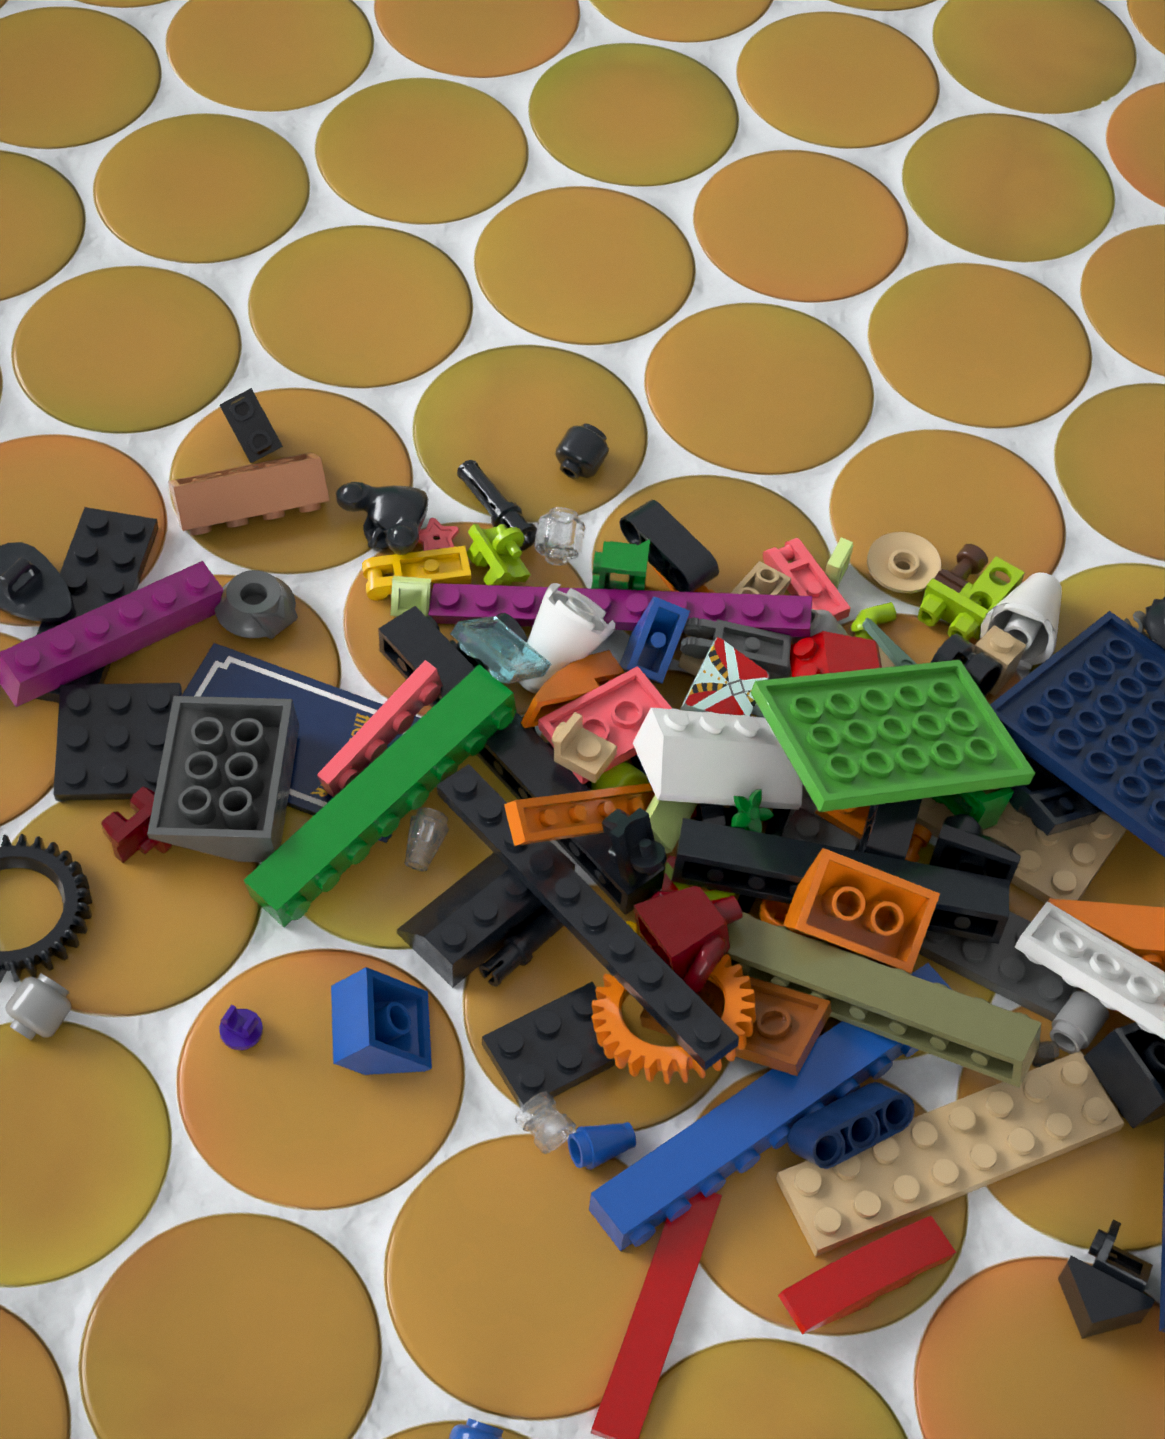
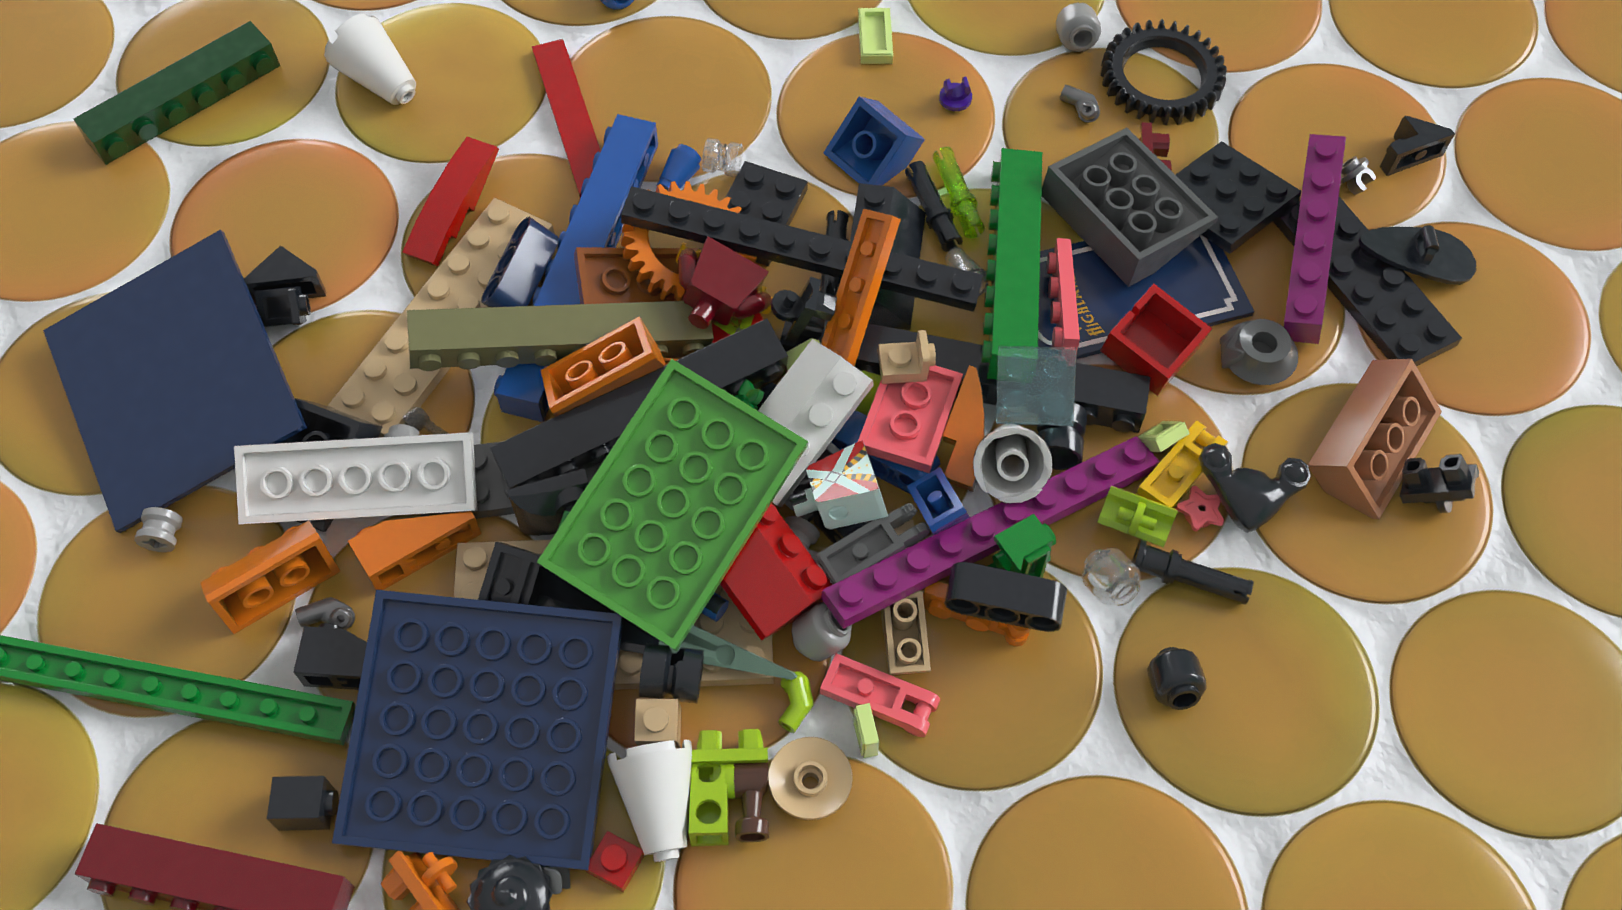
camera: 145 degrees right, 5 degrees up
(126, 928) = (1084, 103): none -> flat silver arm
(242, 1171) = (875, 36): none -> yellowish green tile
(340, 652) = (1158, 338): none -> red piece
(356, 906) = (963, 202): none -> clear neon green pin
(392, 910) = (938, 216): none -> black pin
(1080, 611) = (615, 861): none -> red plate

